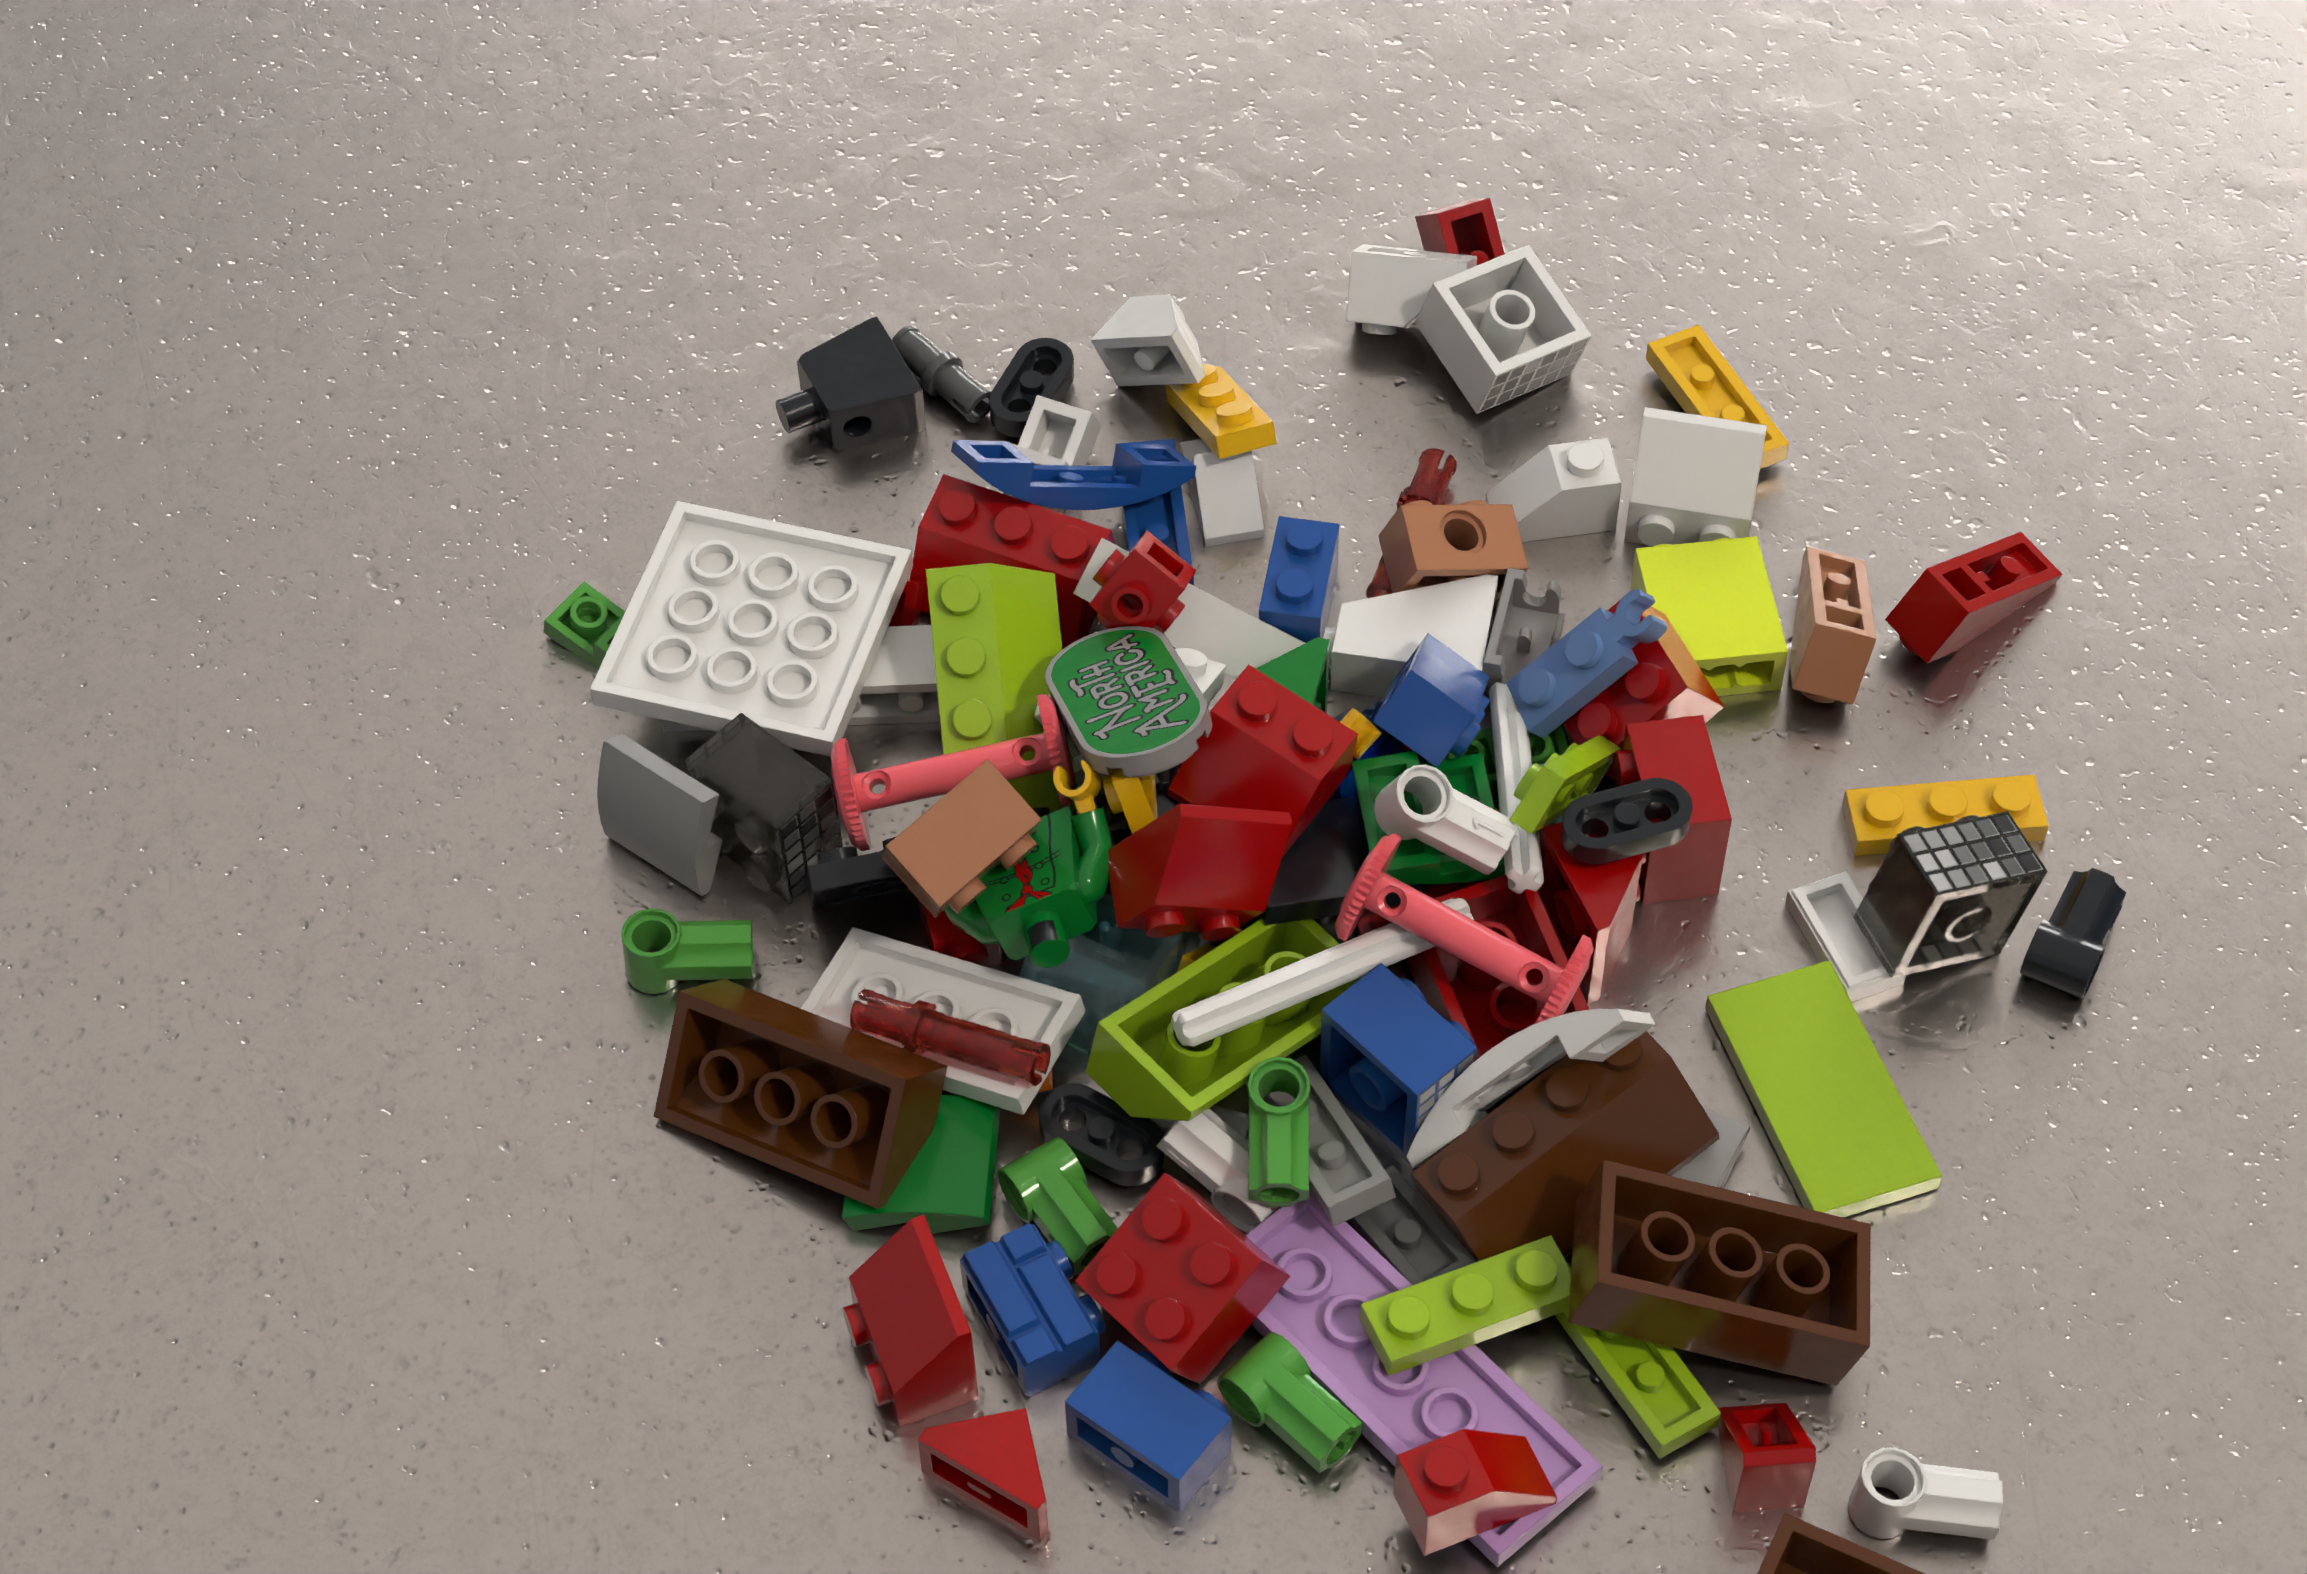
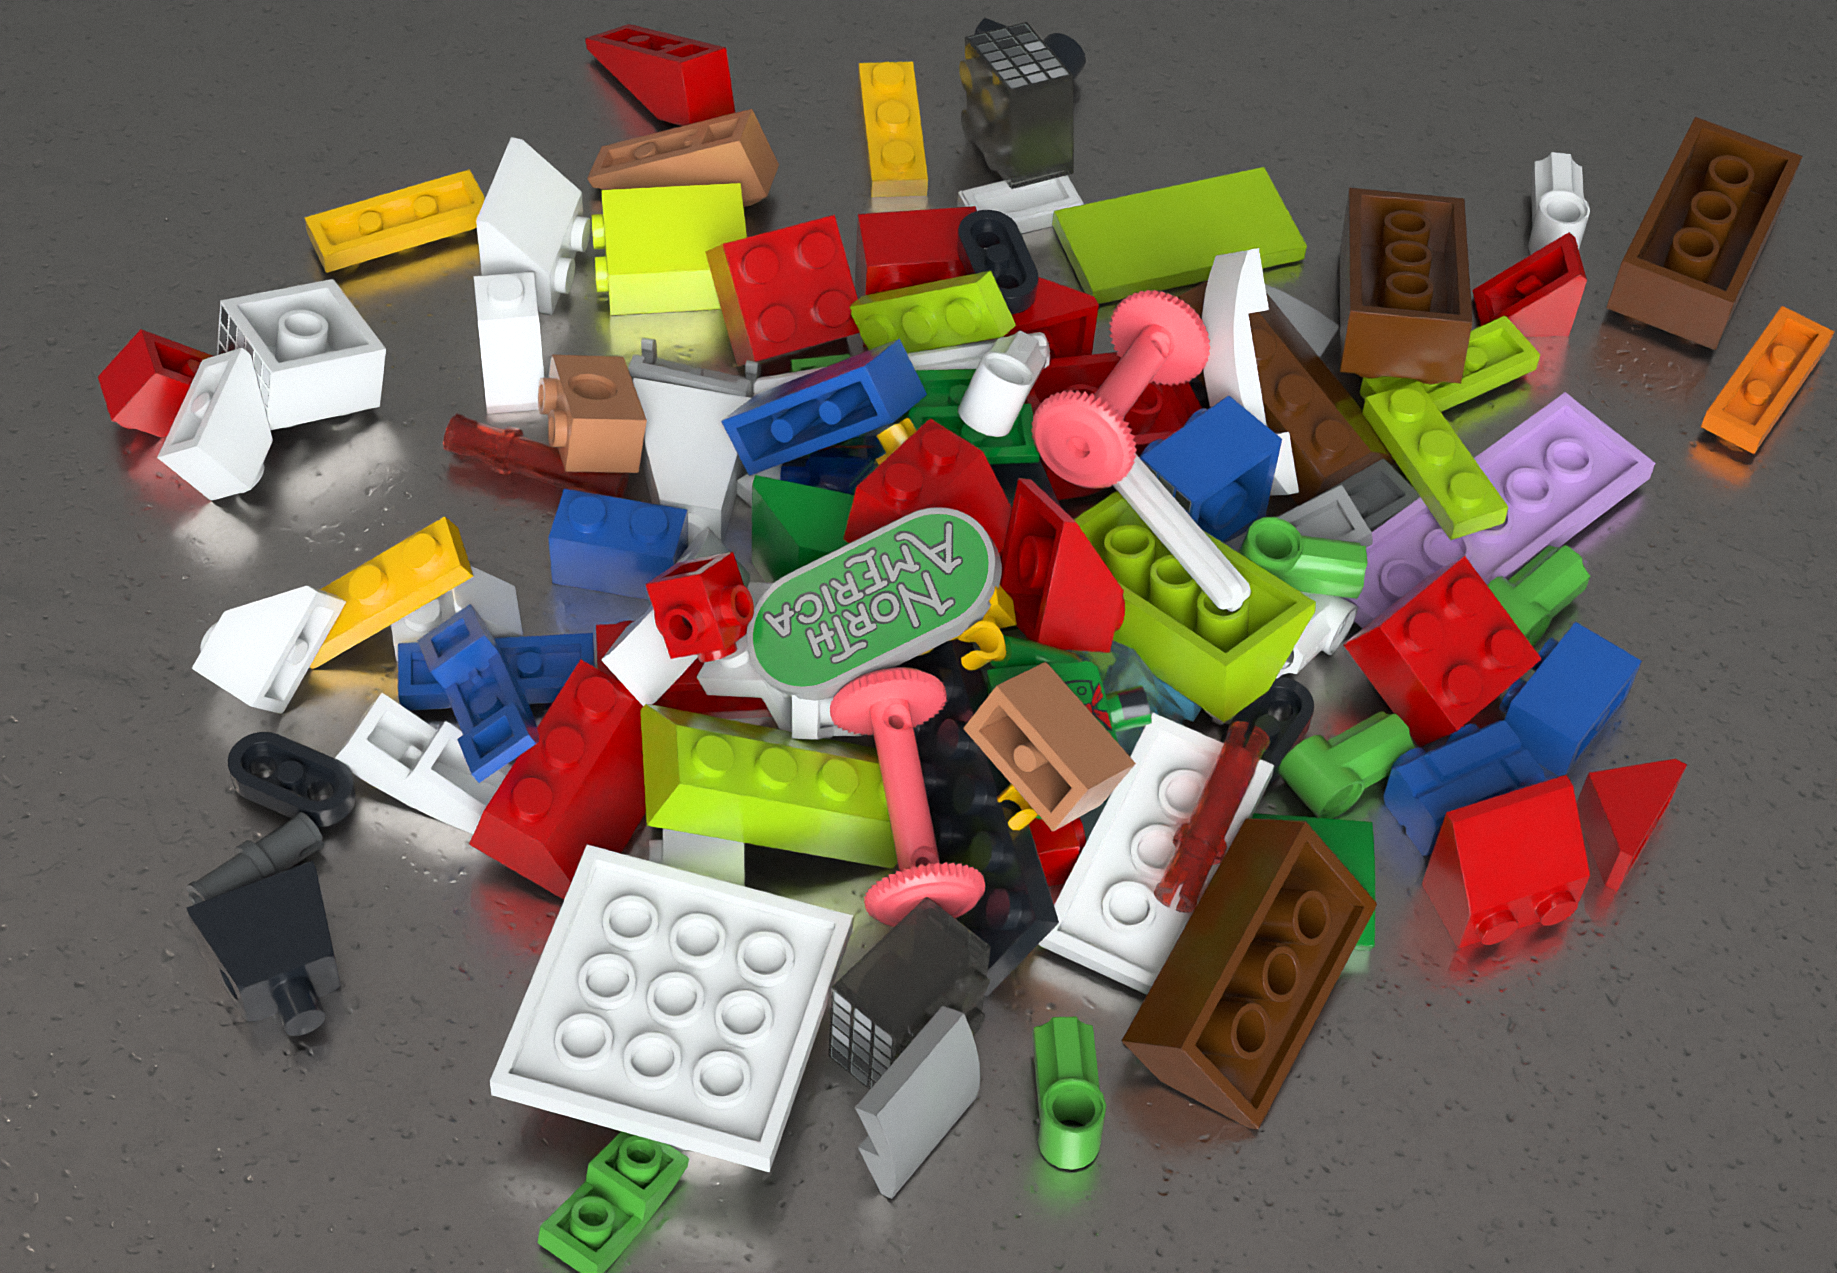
camera: 95 degrees left, 0 degrees up
(1468, 1486) = (1622, 465): red slope -> none
(1583, 663) = (787, 298): medium blue plate -> none

